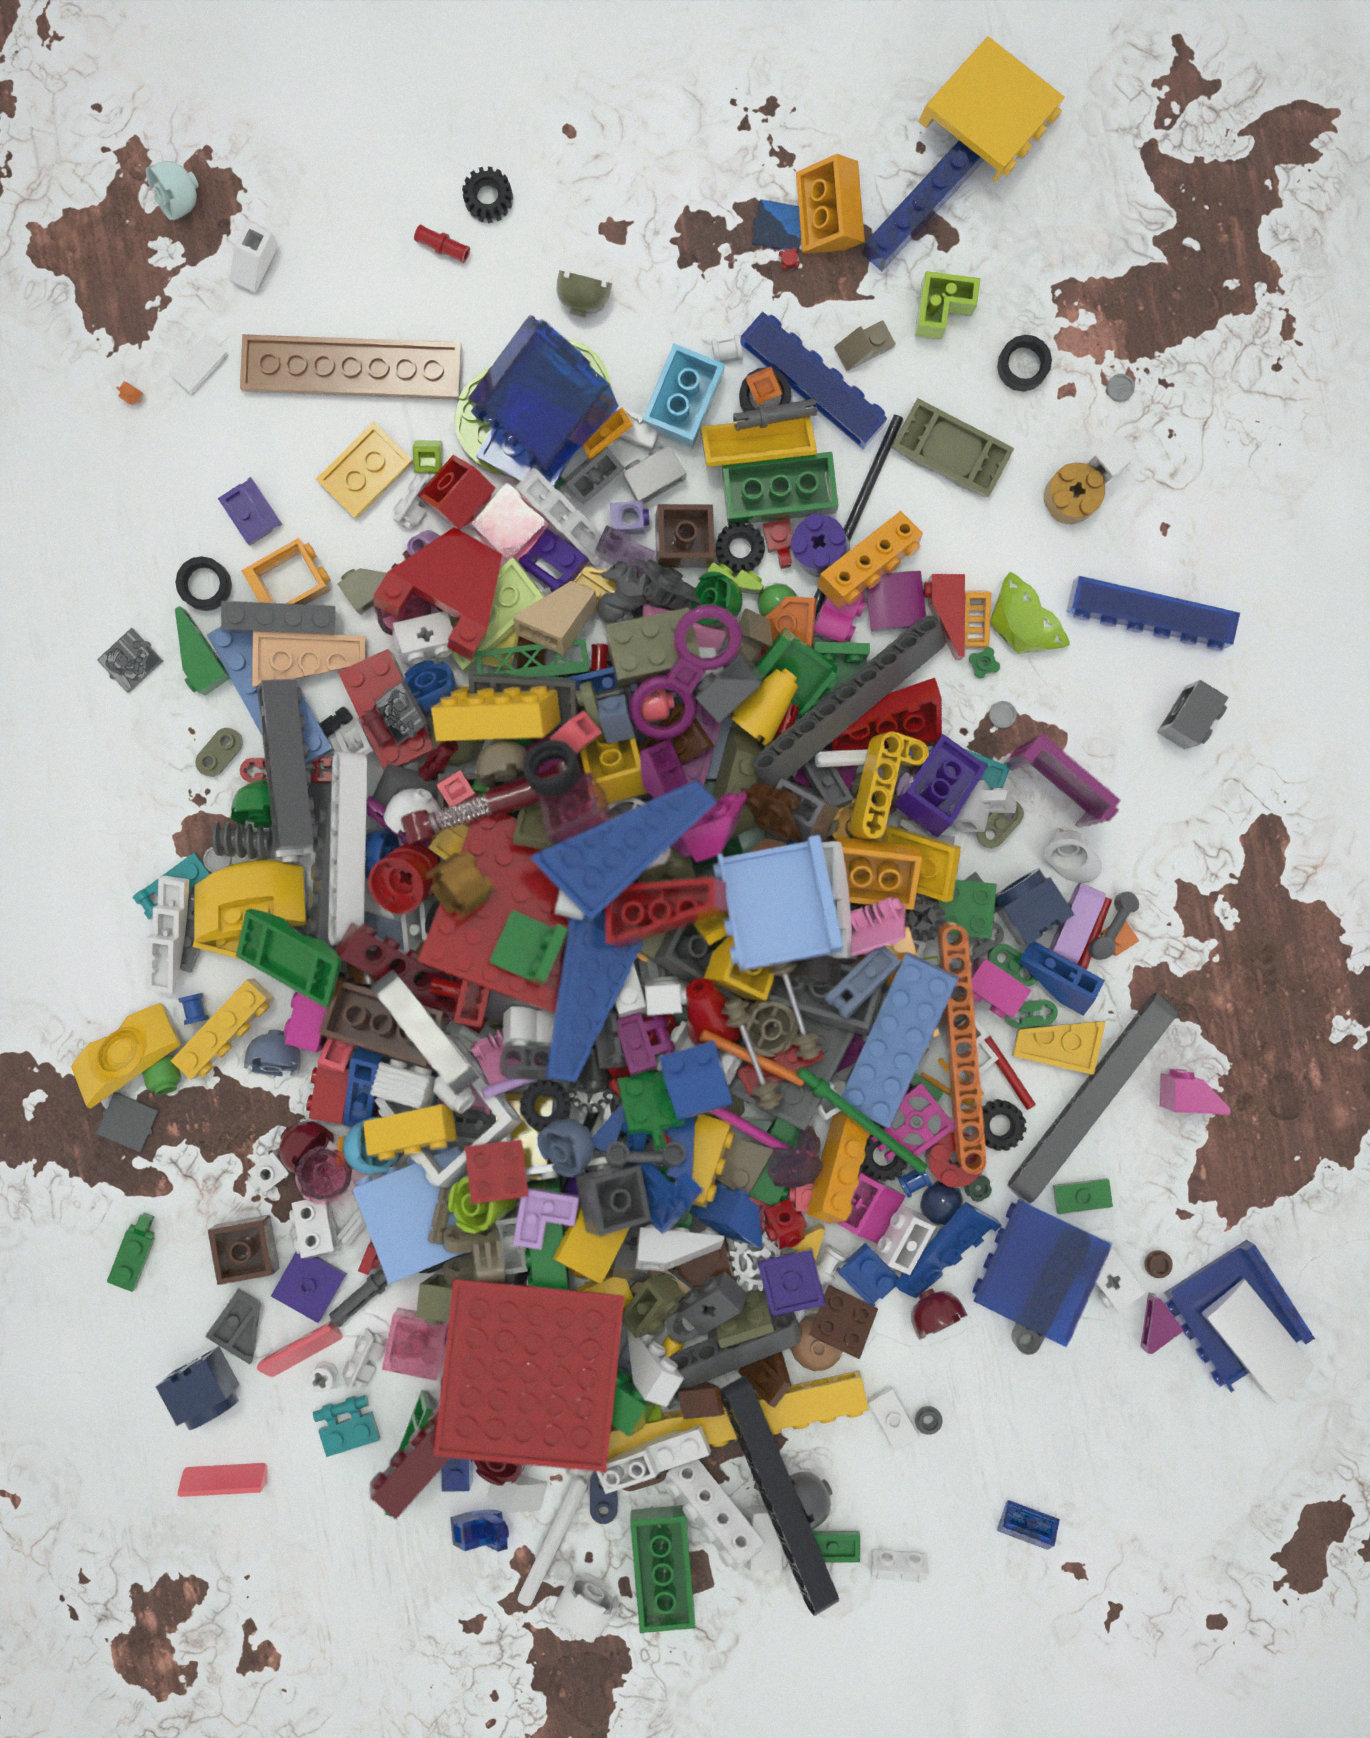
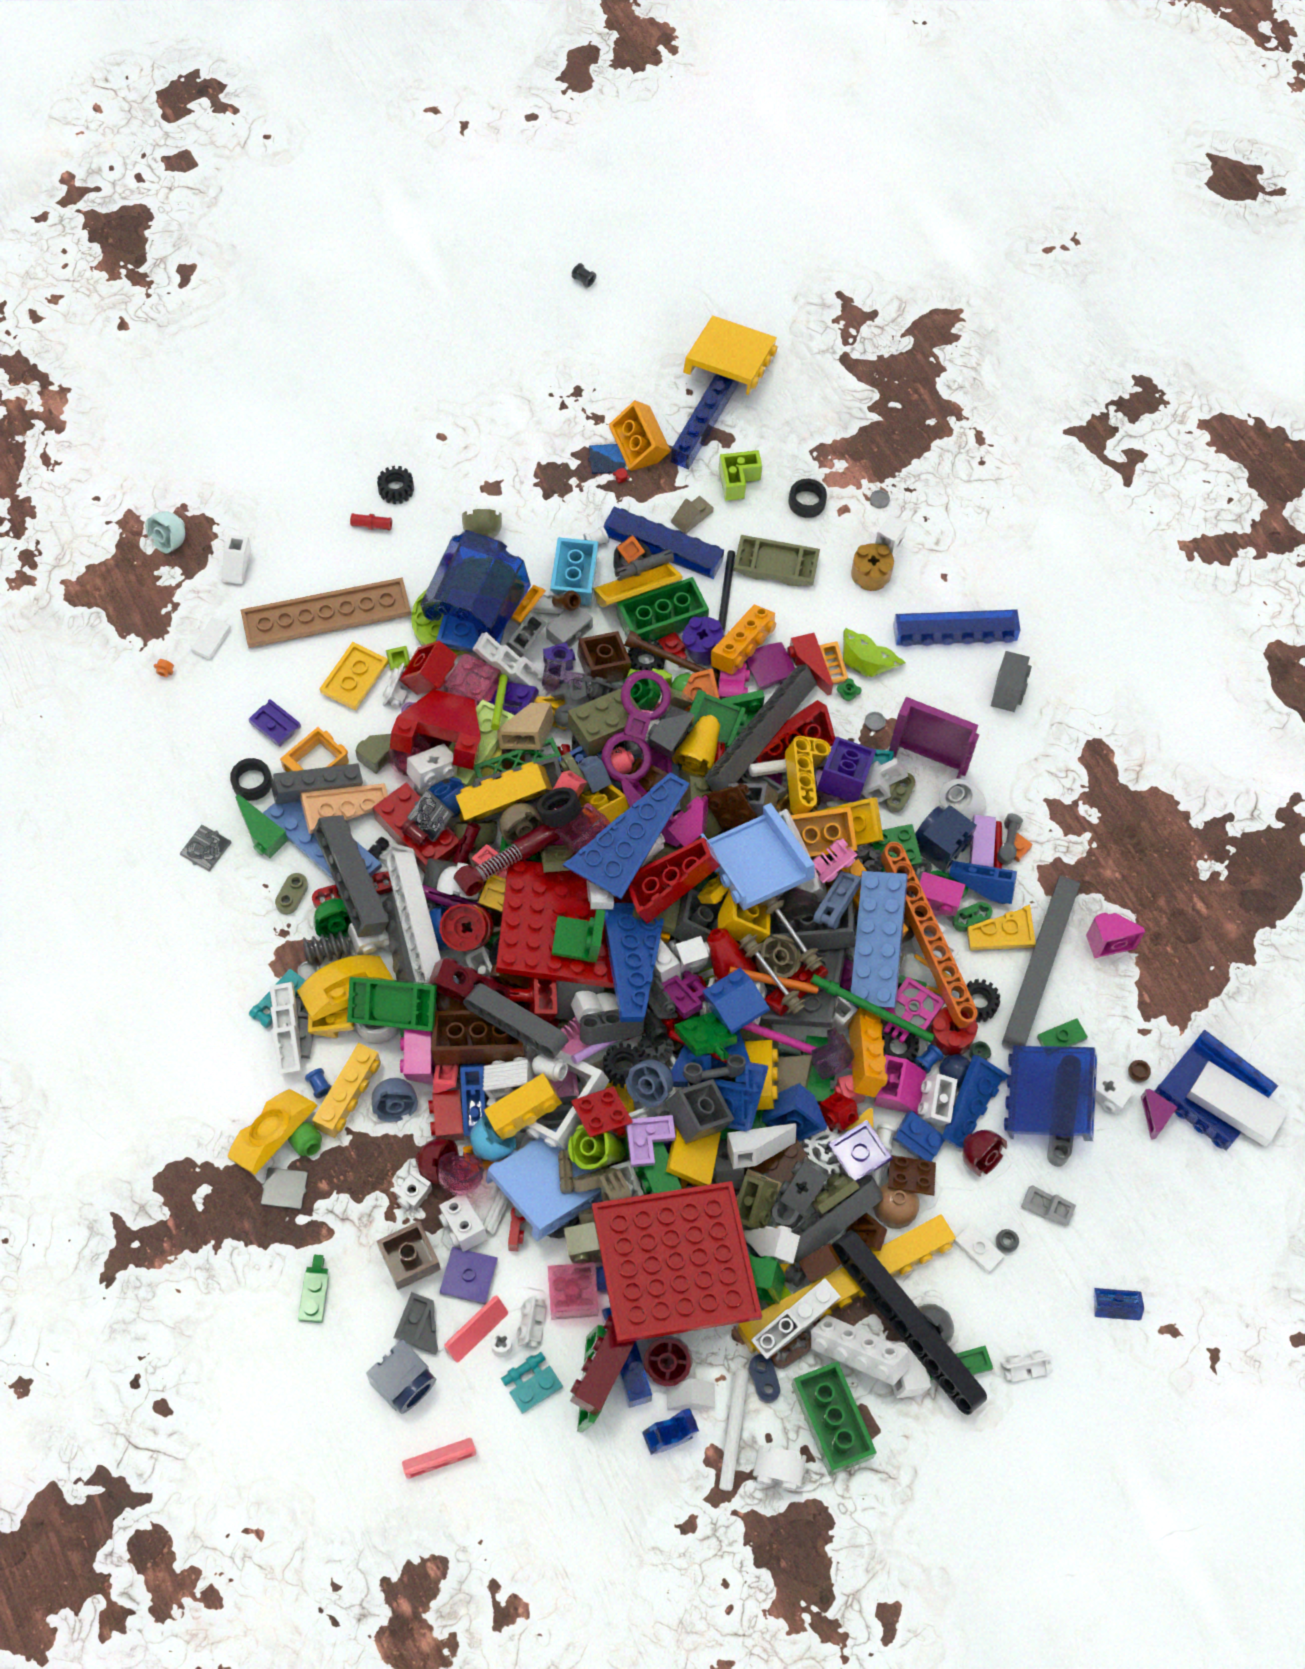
camera: 20 degrees left, 25 degrees down
(374, 1285) = (523, 1259): dark grey pin -> none
(460, 884) = (514, 901): pearl gold brick -> none
(530, 571) = (496, 719): none -> lime bar
(659, 443) = (568, 600): none -> reddish brown cone
(728, 529) = (635, 641): none -> reddish brown piece
(990, 1393) = (1048, 1206): none -> light grey slope
(1010, 1075) = (977, 967): red bar -> none

